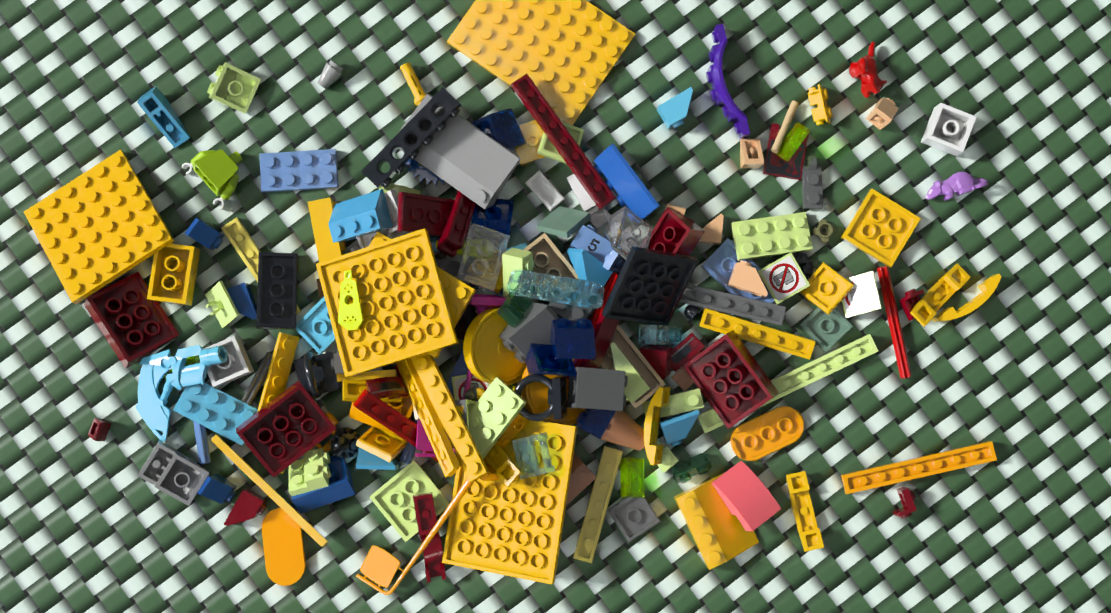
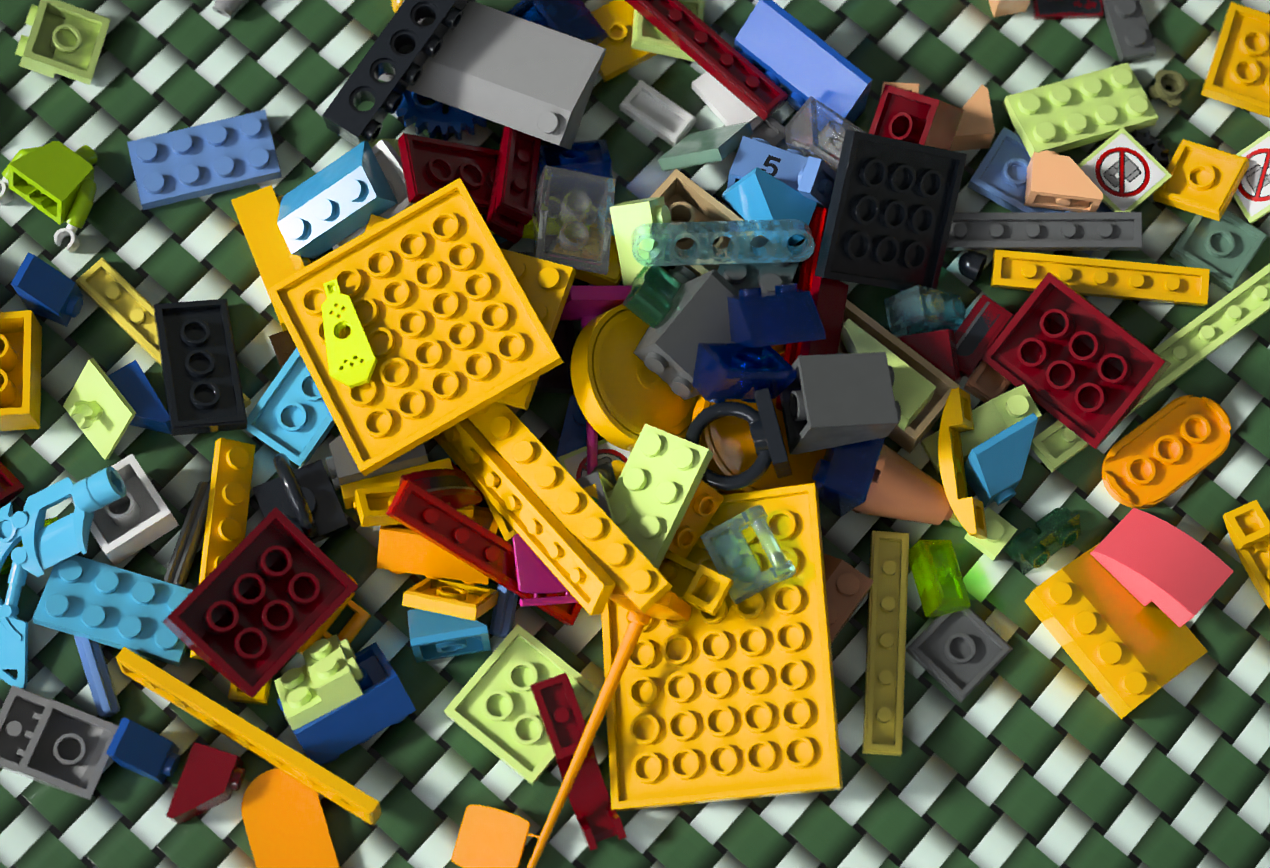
camera: 10 degrees left, 15 degrees down
(338, 439) = (378, 635): black gear -> none

